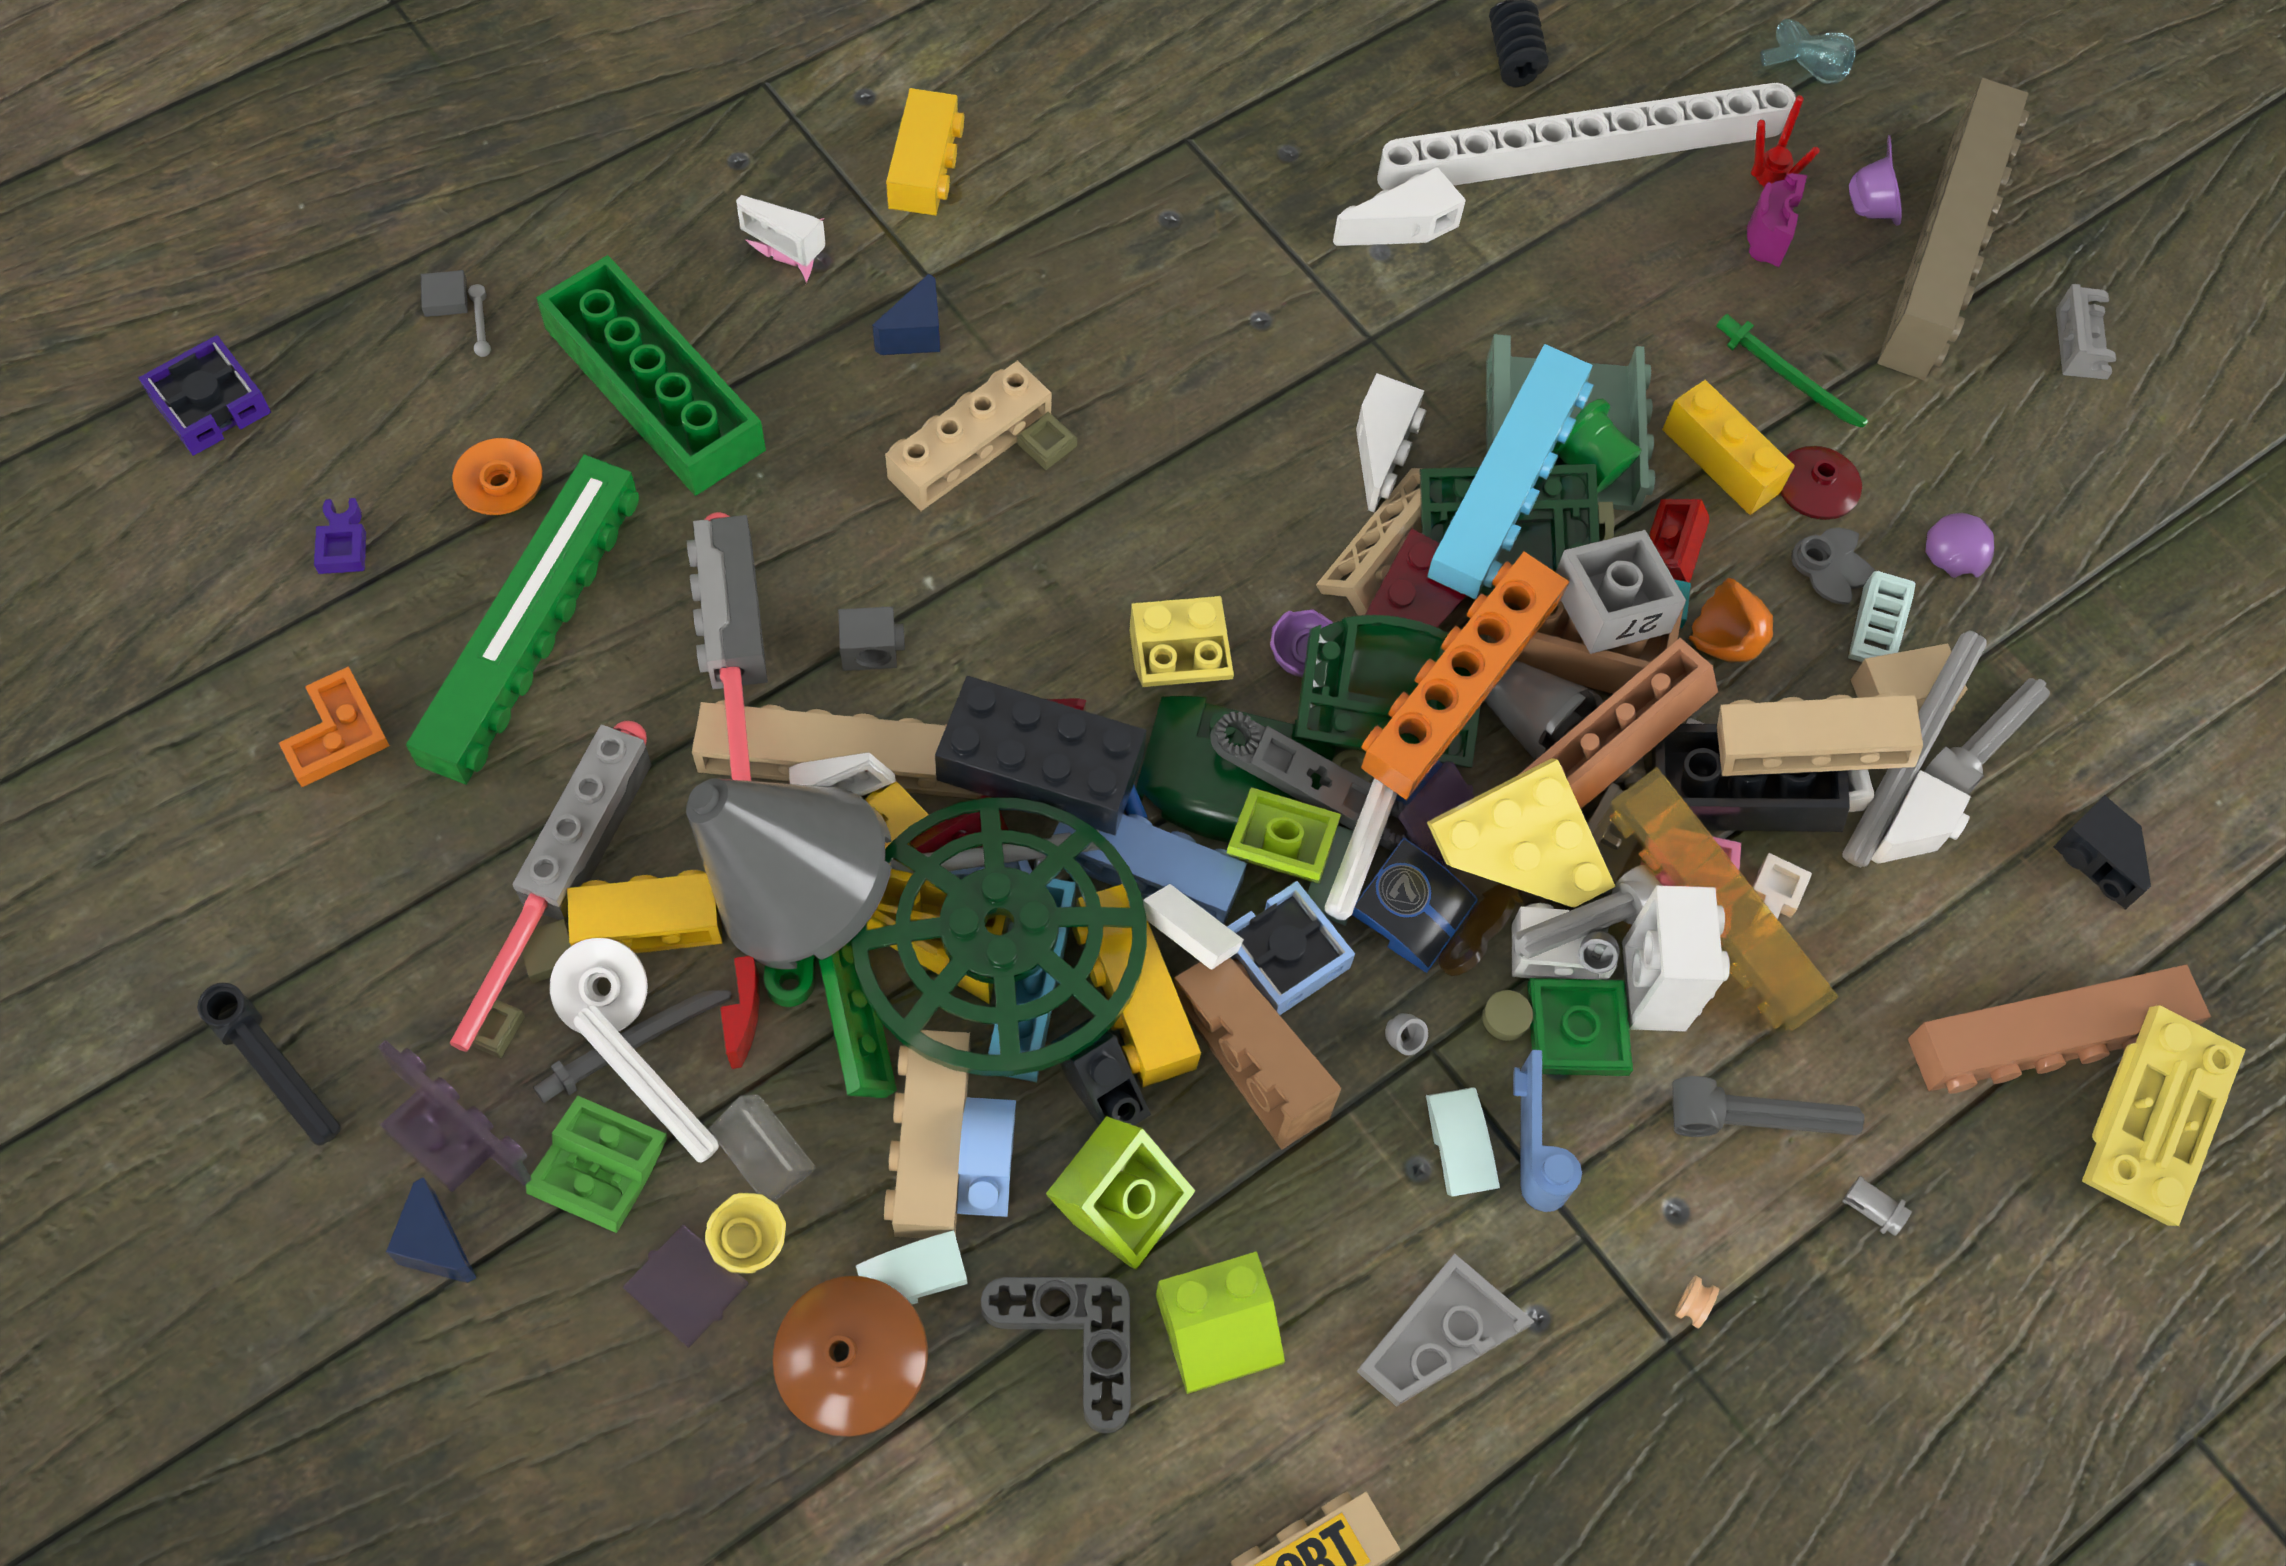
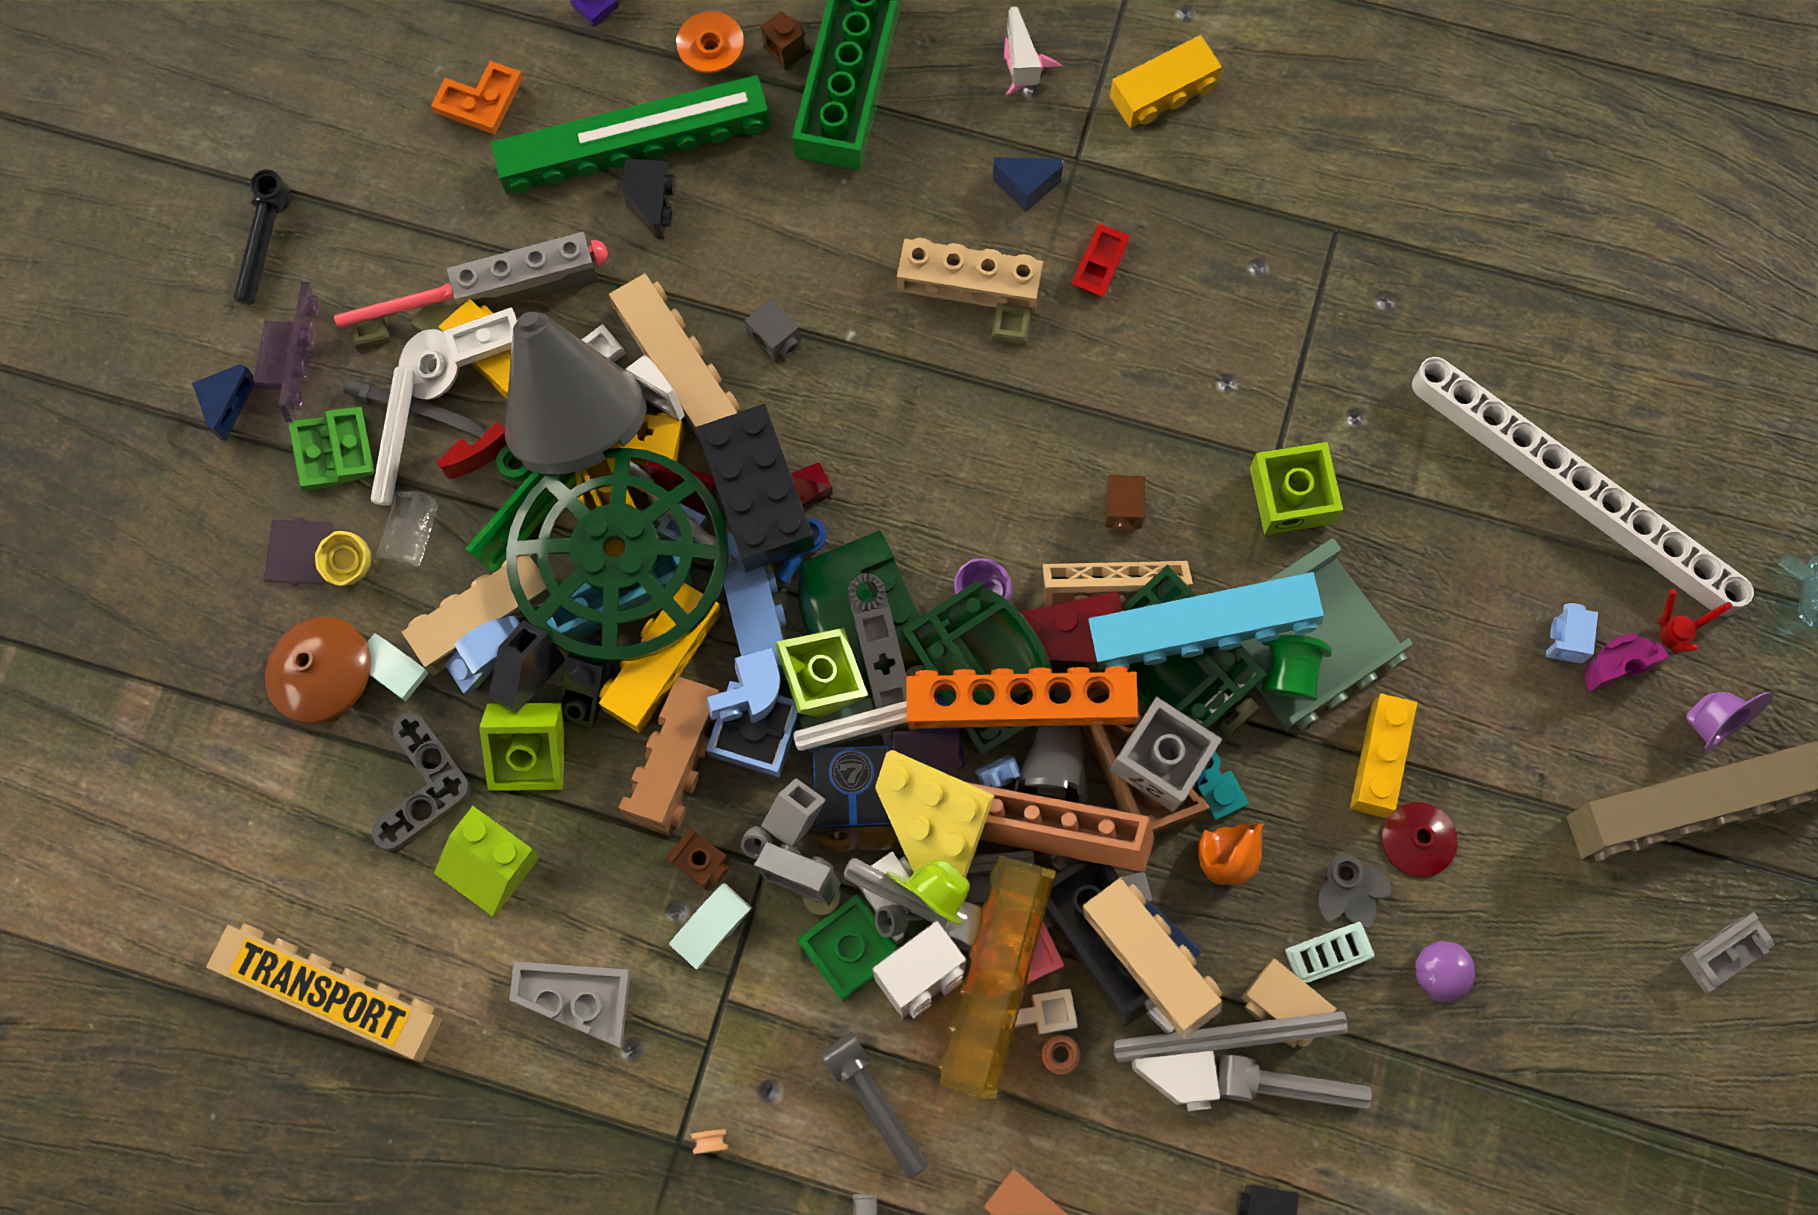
camera: 60 degrees right, 10 degrees up
(563, 399) = (784, 39): none -> reddish brown brick
(607, 646) = (647, 193): none -> black slope
(632, 898) = (481, 337): none -> white plate
(728, 620) = (713, 245): piece -> none
(1043, 1118) = (523, 666): none -> black slope
(1050, 326) = (1101, 260): none -> red slope
(1180, 641) = (917, 513): light yellow slope -> none
(1191, 926) = (712, 658): white tile -> none
(1258, 900) = (758, 689): none -> light blue brick
(1318, 470) = (1125, 503): none -> reddish brown brick
(1375, 1115) = (686, 849): none -> reddish brown brick
(1382, 431) = (1200, 521): white slope -> none
(1406, 214) = (1397, 413): white slope -> none
(1407, 973) = (793, 812): none -> light grey brick
(1419, 330) = (1296, 488): none -> lime brick
(1476, 1011) = (798, 874): none -> piece
(1506, 758) = (998, 772): none -> light blue plate
(1518, 41) = (1622, 380): black piece -> none
(1546, 1172) = (721, 992): medium blue door -> none
(1603, 871) = (939, 887): none -> lime piece
(1679, 534) = (1280, 772): red slope -> none
(1721, 235) = (1573, 634): none -> light blue brick
(1741, 335) = (1498, 703): green sword -> none
(1830, 900) = (1066, 1043): none -> nougat plate

